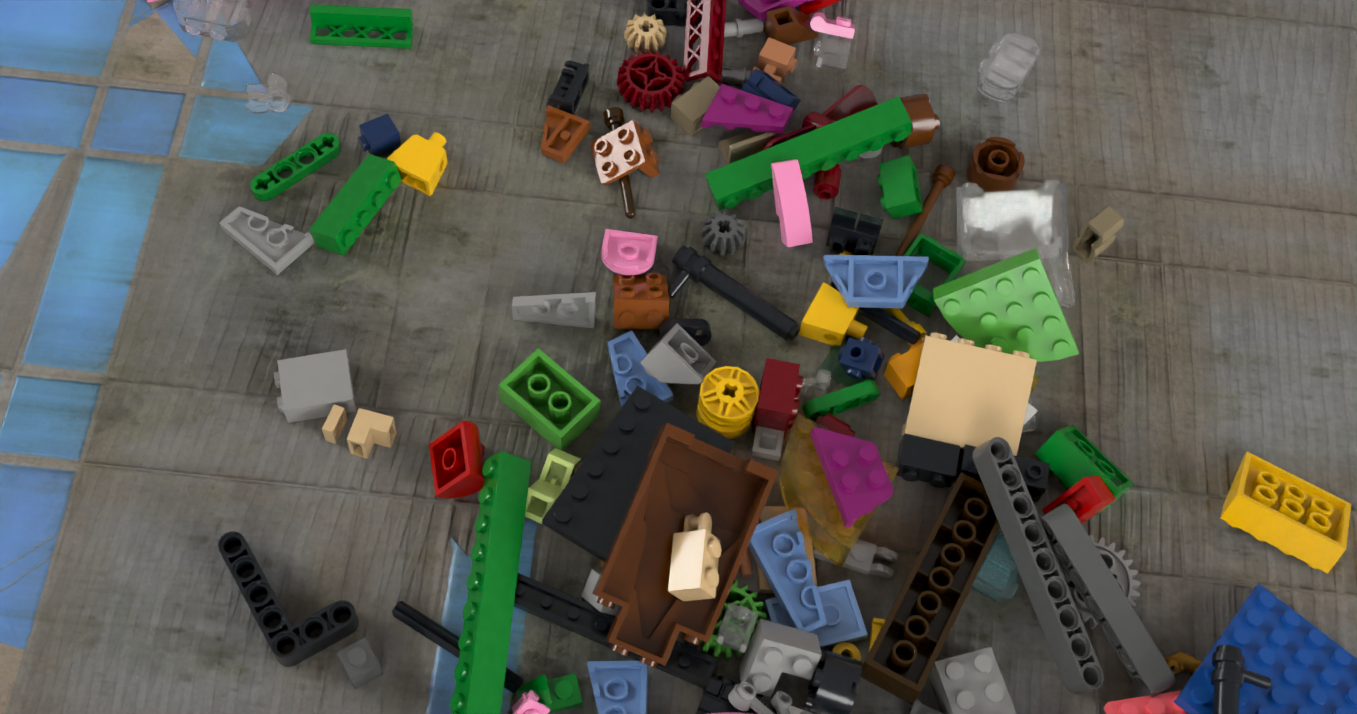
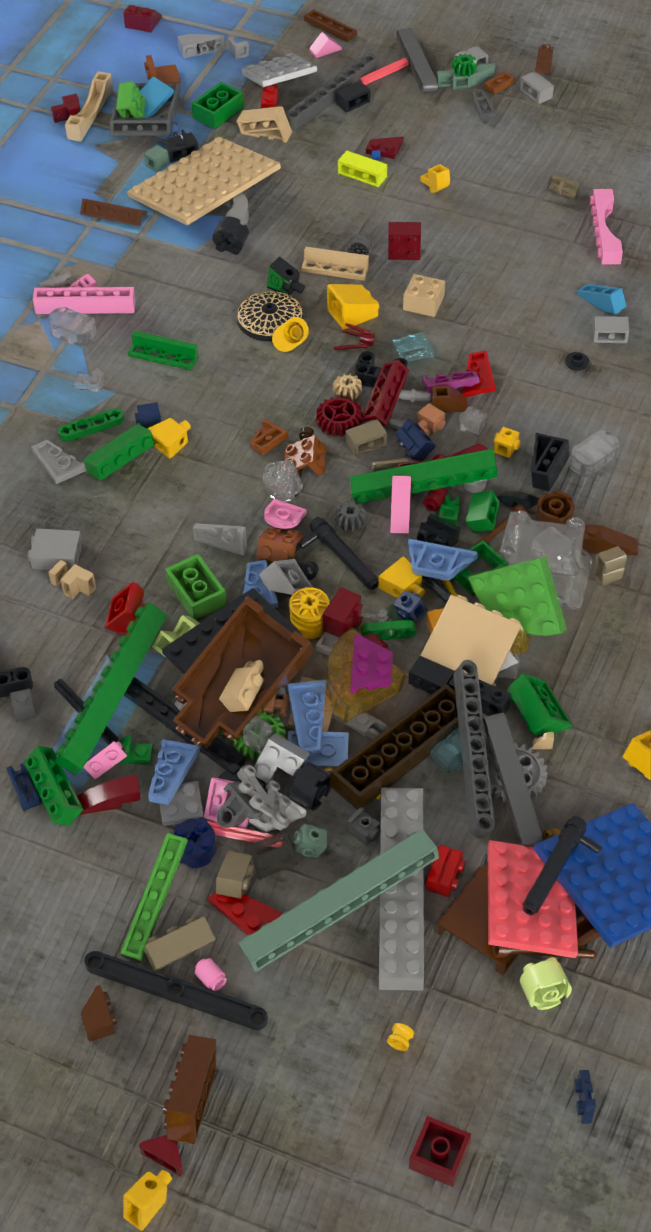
camera: 25 degrees right, 10 degrees down
(570, 87) = (285, 411): black hinge -> none
(611, 200) = (282, 480): none -> clear brick
(742, 109) = (389, 441): magenta wing -> none
(839, 27) = (477, 404): bright pink plate -> none
(852, 195) = (450, 510): none -> green plate
(891, 75) = (506, 438): none -> yellow brick
(923, 121) = (508, 472): reddish brown brick -> none
(927, 156) = (512, 498): none -> black slope
(954, 90) = (548, 460): none -> black wedge
(1084, 498) = (524, 720): red panel -> none
(1085, 193) = (600, 538): none -> reddish brown slope
(1117, 519) = (544, 742): none -> tan tile

